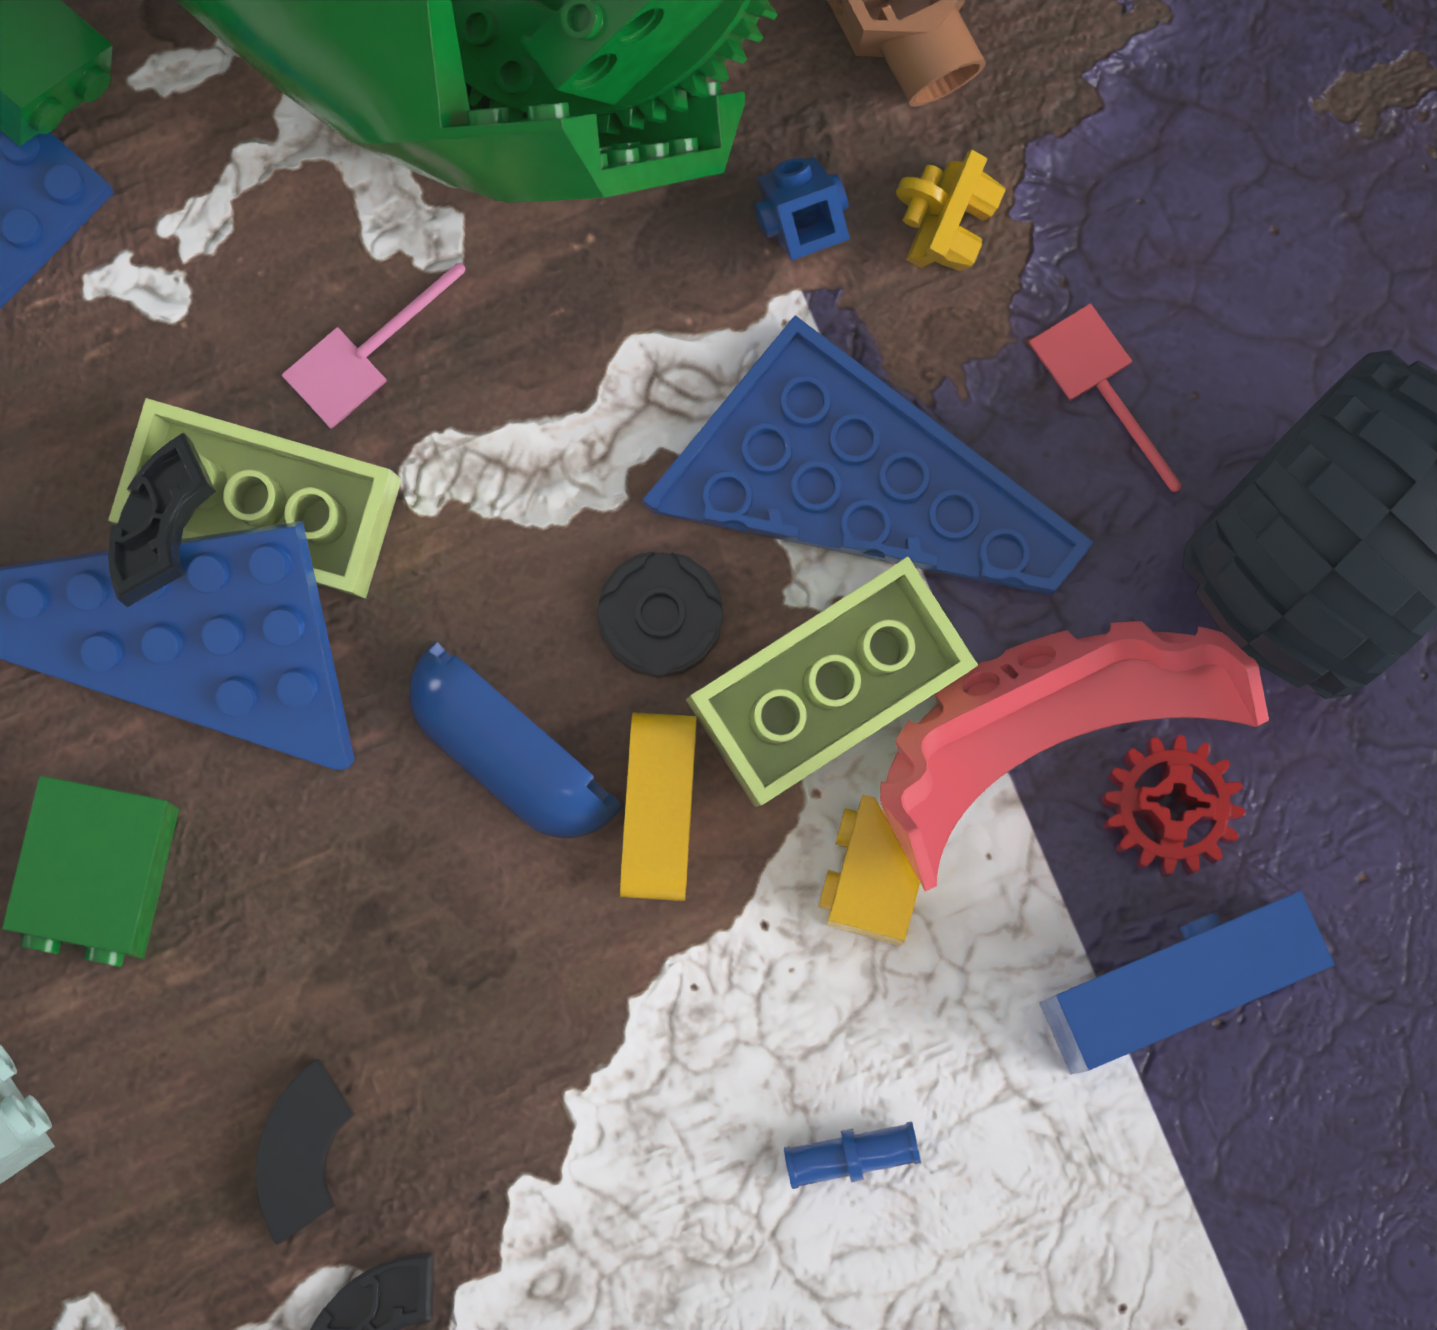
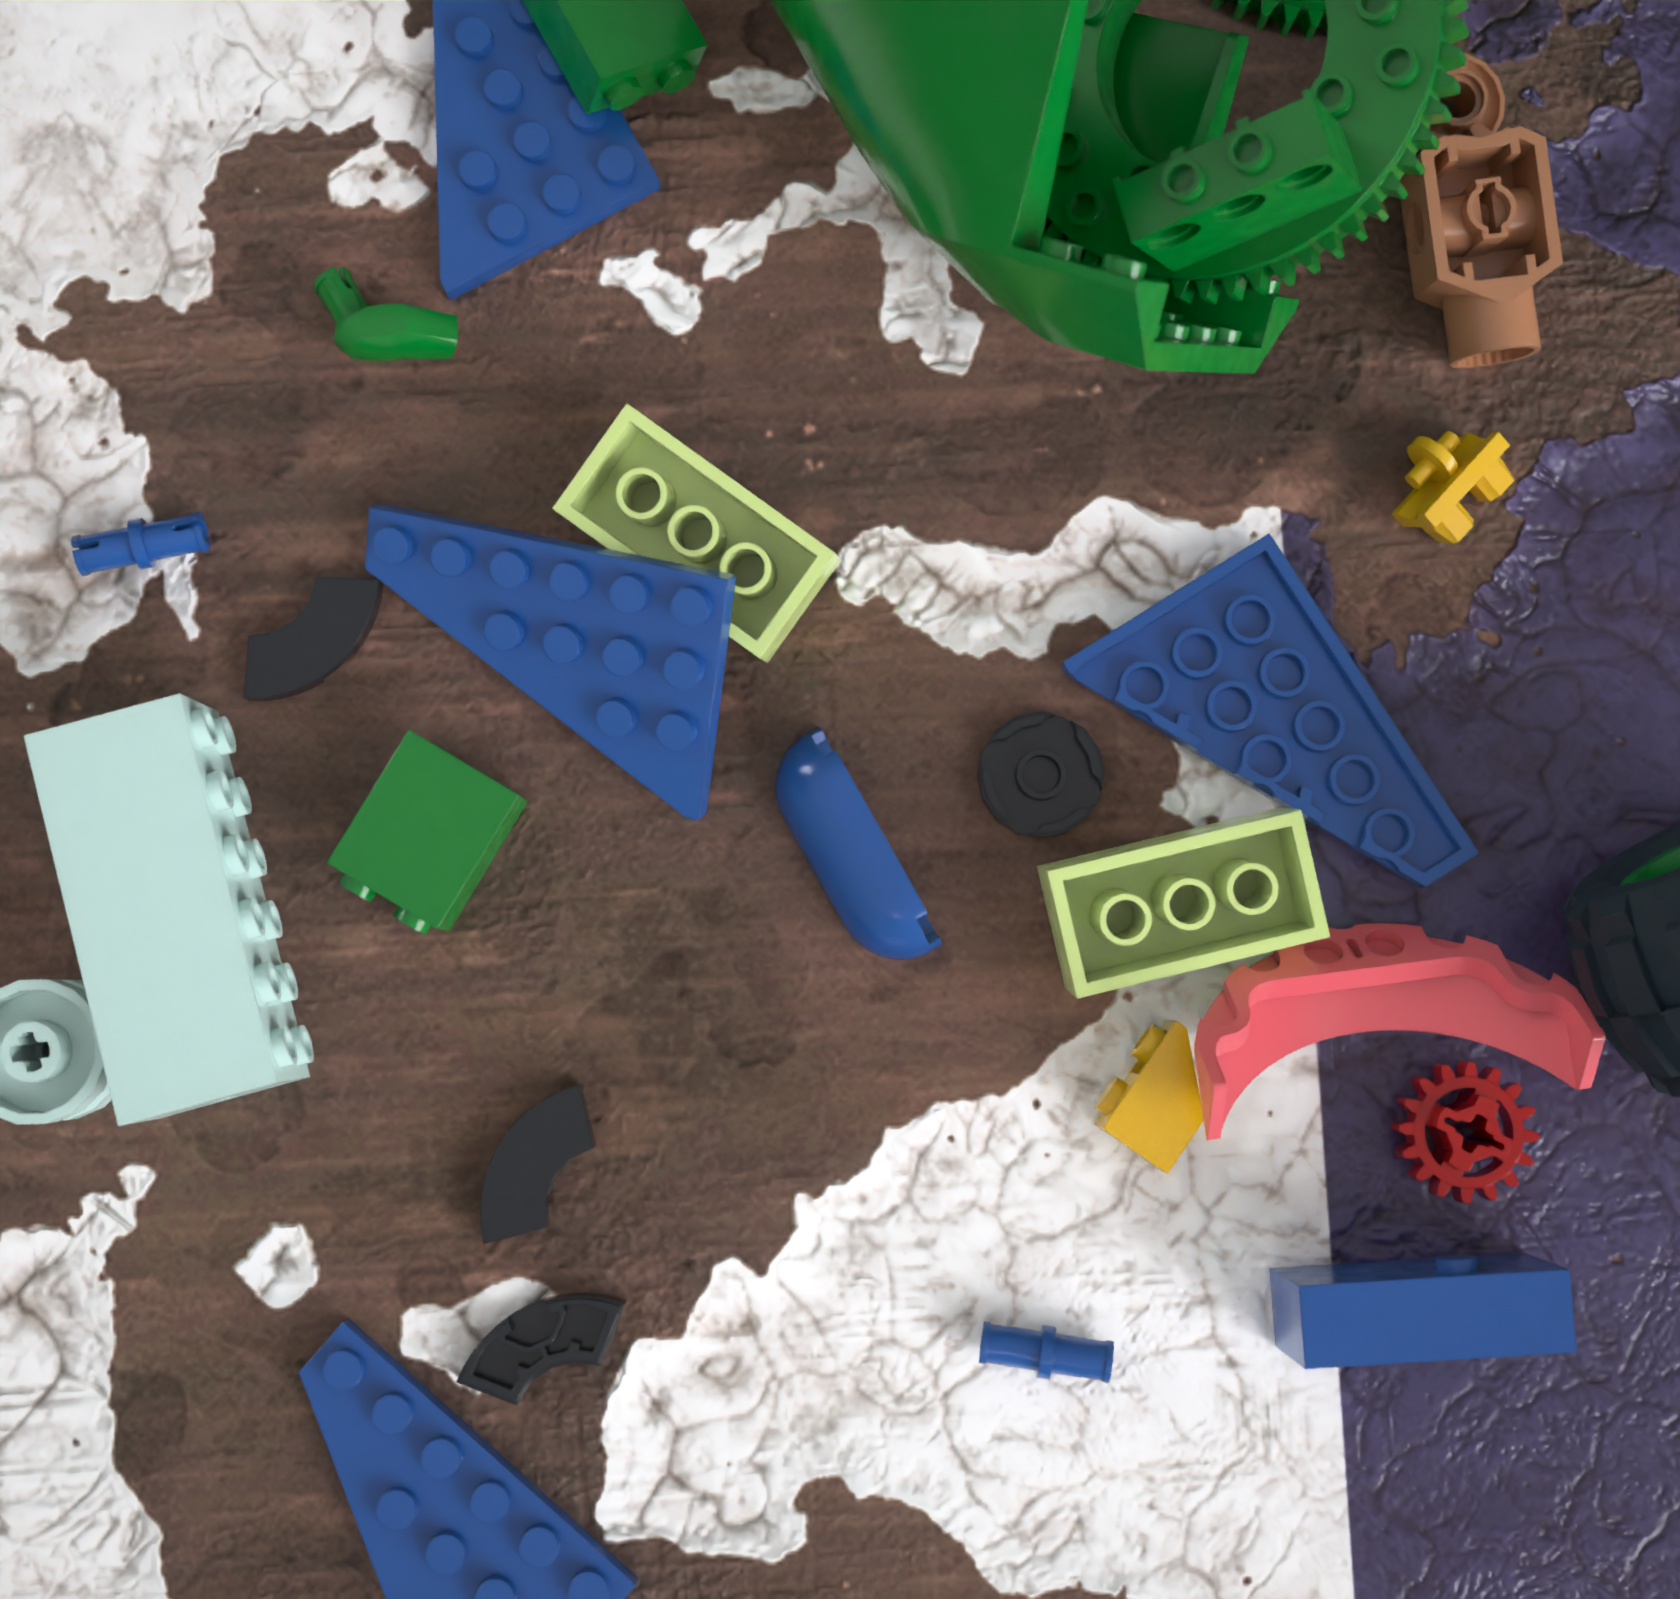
camera: 15 degrees right, 5 degrees up
(152, 521) = (594, 525): black tile -> none
(338, 375) = (814, 439): bright pink piece -> none
(658, 806) = (977, 960): yellow beam -> none
(802, 207) = (1313, 431): blue brick -> none
(1084, 355) = (1526, 666): coral piece -> none

